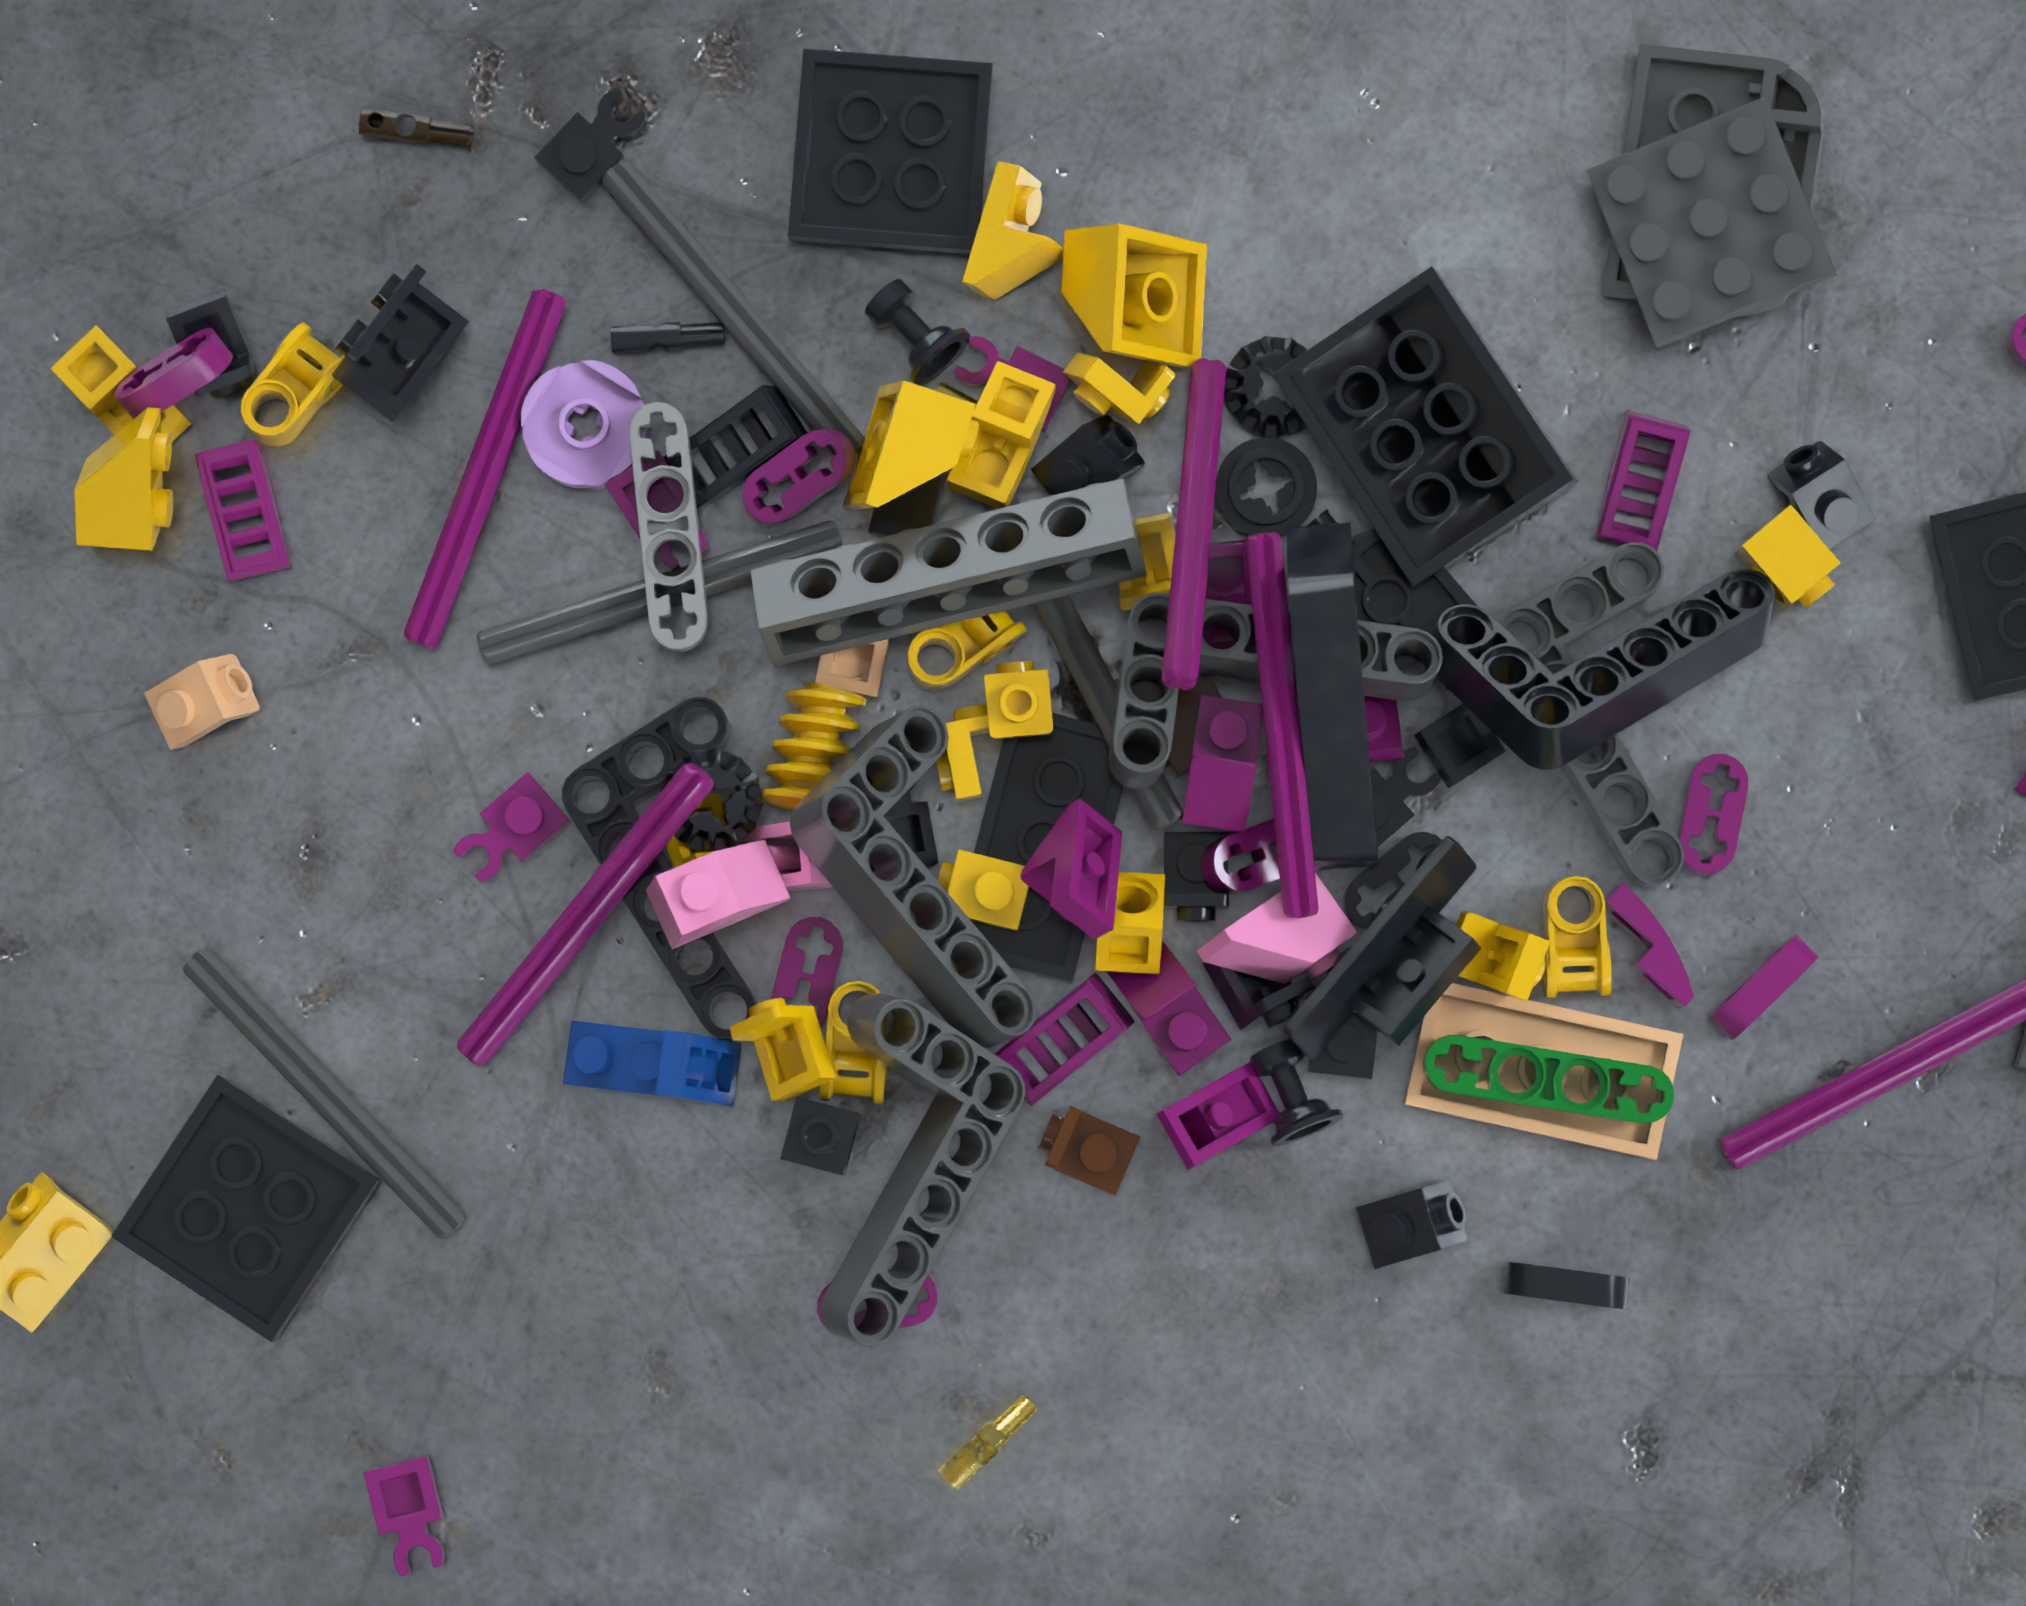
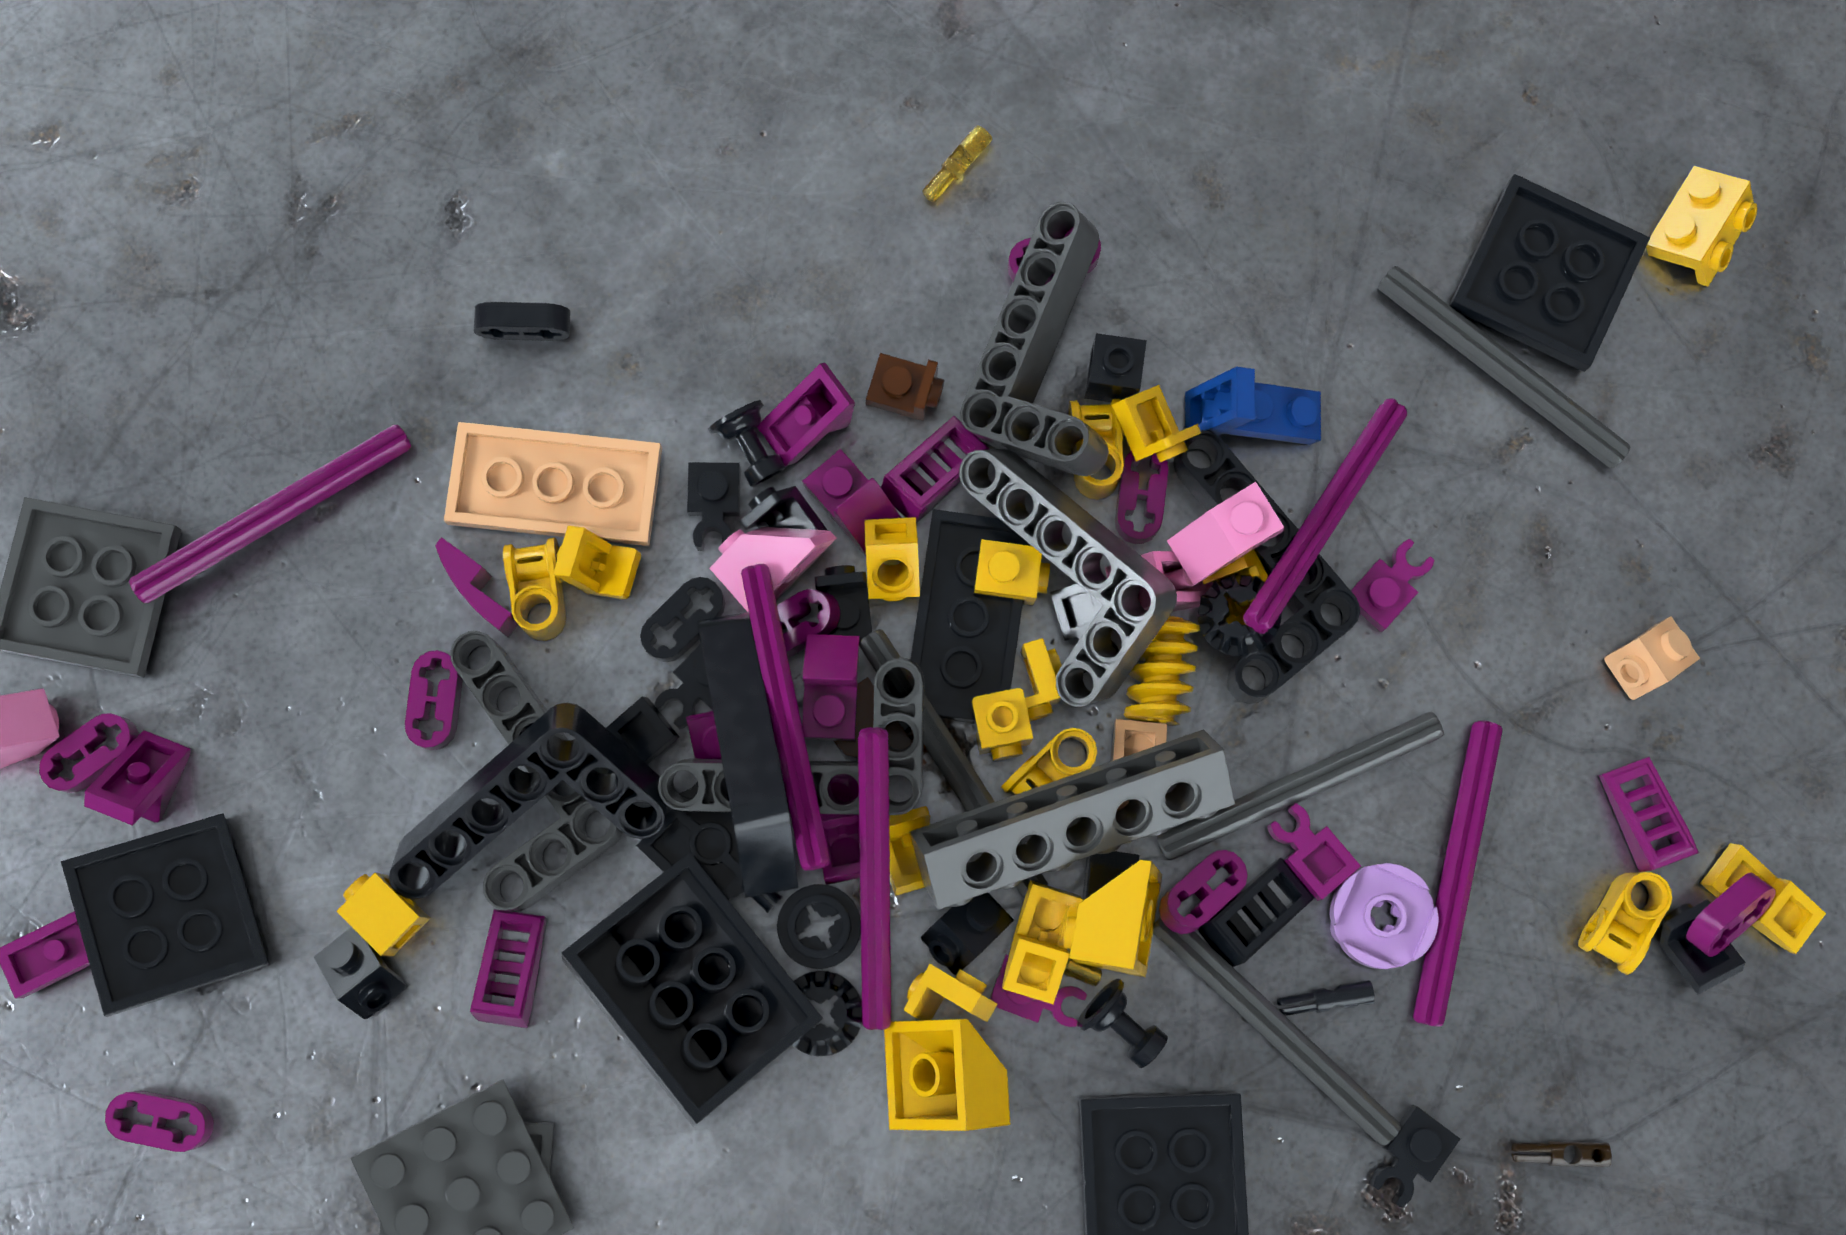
camera: 165 degrees right, 5 degrees down
(122, 489) = (1752, 815): yellow slope -> none
(399, 346) = (1550, 963): black bracket -> none
(404, 1501) = (1390, 71): magenta plate -> none
(659, 528) = (1313, 832): light grey beam -> none
(1003, 249) = (1061, 1102): yellow slope -> none
(1079, 868) = (936, 587): magenta slope -> none
(1398, 961) = (672, 545): black bracket -> none
(1413, 1223) = (645, 355): black bracket -> none
(1547, 1085) = (548, 464): green beam -> none
(1763, 986) = (382, 566): magenta beam -> none

